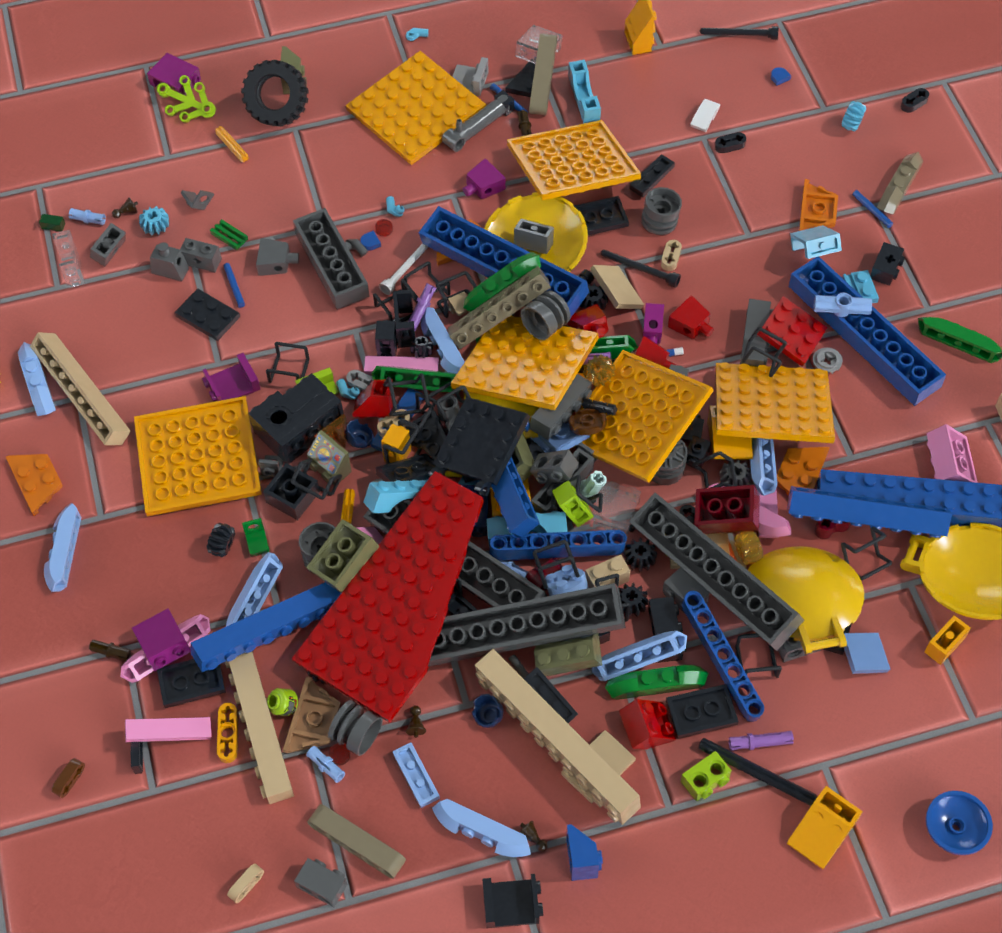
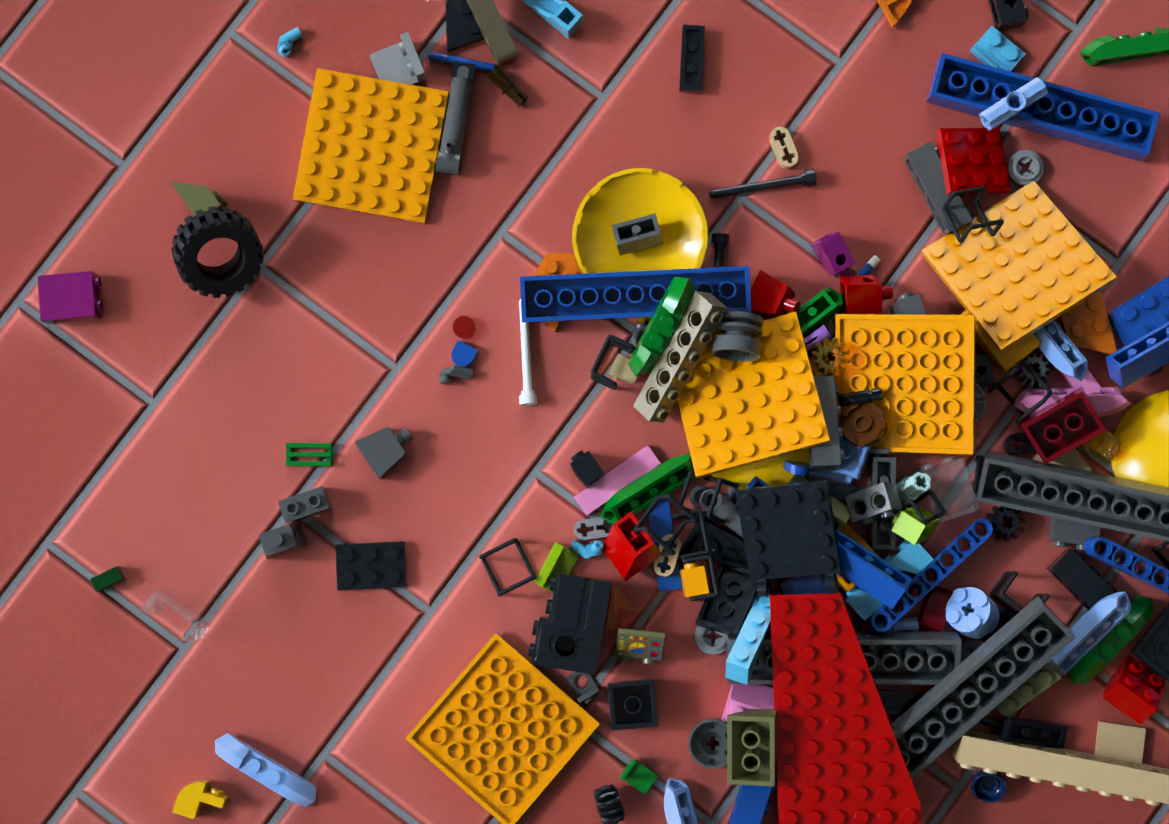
camera: 40 degrees left, 25 degrees up
(80, 389) = (323, 750): tan brick -> none
(87, 216) = (138, 544): light blue pin -> none
(107, 244) = (198, 566): dark grey brick -> none
(127, 207) = (172, 500): dark brown piece -> none
(154, 220) = (224, 501): medium azure gear -> none
(188, 101) = (117, 320): lime plant -> none
(194, 200) = (237, 442): dark grey bracket -> none
(231, 144) = (211, 339): light orange axle -> none
(233, 283) = (366, 510): blue bar -> none
(233, 381) = (464, 625): magenta panel -> none
(325, 491) = (665, 662): black piece -> none
(331, 258) = (446, 410): dark grey brick -> none
(348, 504) = (699, 684): light orange axle -> none
(358, 434) = (643, 592): dark blue hair -> none
(382, 303) = (567, 437): black piece -> none
(392, 209) = (454, 297): medium azure arm -> none
(404, 330) = (599, 449): black panel -> none
(421, 347) = (629, 450): black gear -> none
(422, 304) = (591, 401): medium lavender pin -> none
(428, 264) = (579, 355): black piece -> none
(435, 330) = (613, 412): light blue brick -> none
(484, 180) = (523, 193): magenta torso -> none
(541, 568) = (975, 599): black piece -> none
(573, 159) = (604, 105): light orange plate -> none
(595, 296) = (739, 257): black gear -> none
(603, 215) = (677, 149): black plate -> none
(612, 566) = (992, 568): tan brick -> none
(617, 287) = (763, 232): tan tile -> none
(639, 598) = (1038, 579): black gear -> none
(661, 211) = (749, 96): dark grey wheel -> none
(691, 319) = (863, 215): red torso -> none
(816, 241) = (926, 32): medium azure panel -> none

